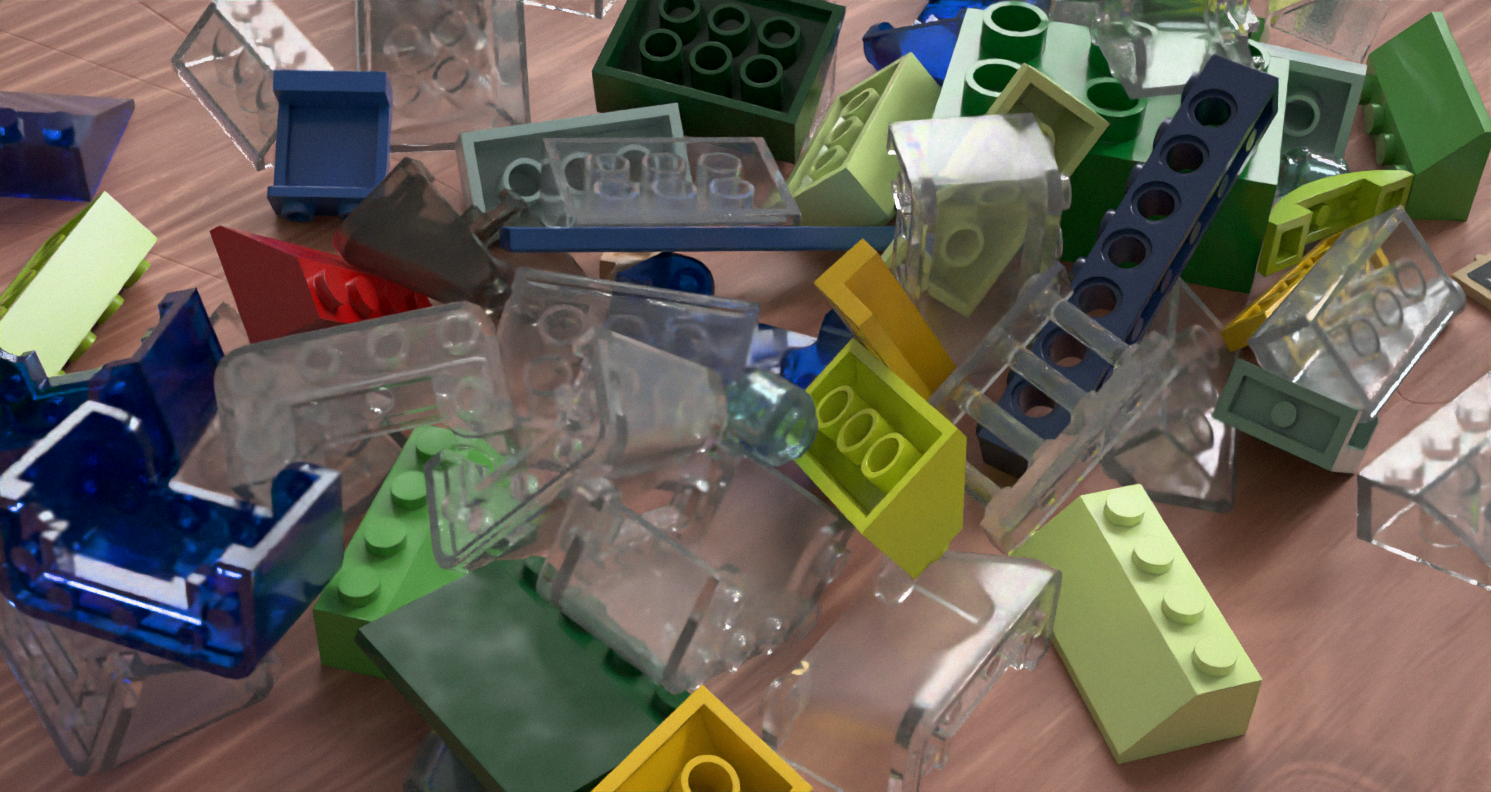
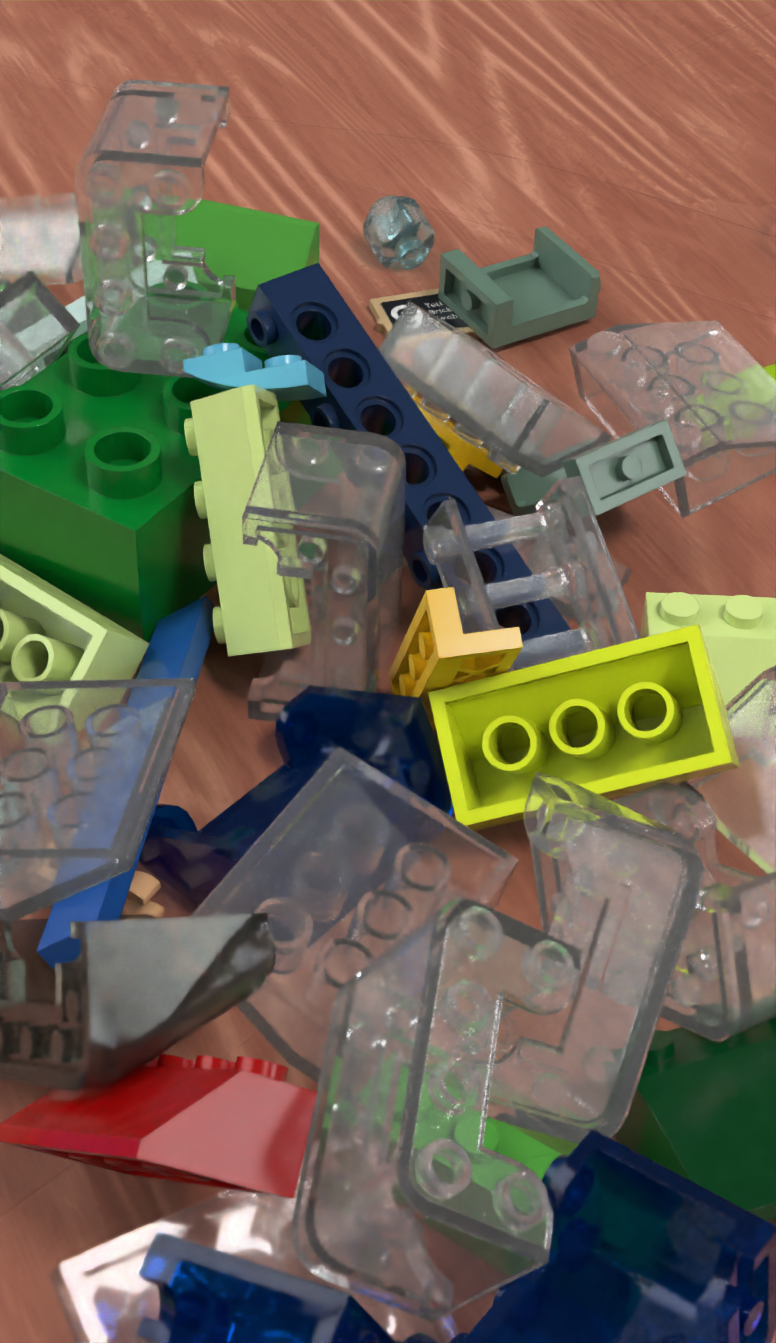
camera: 70 degrees left, 0 degrees up
(770, 417) = (500, 787): clear light blue head -> none
(1116, 98) = (229, 367): none -> medium azure slope

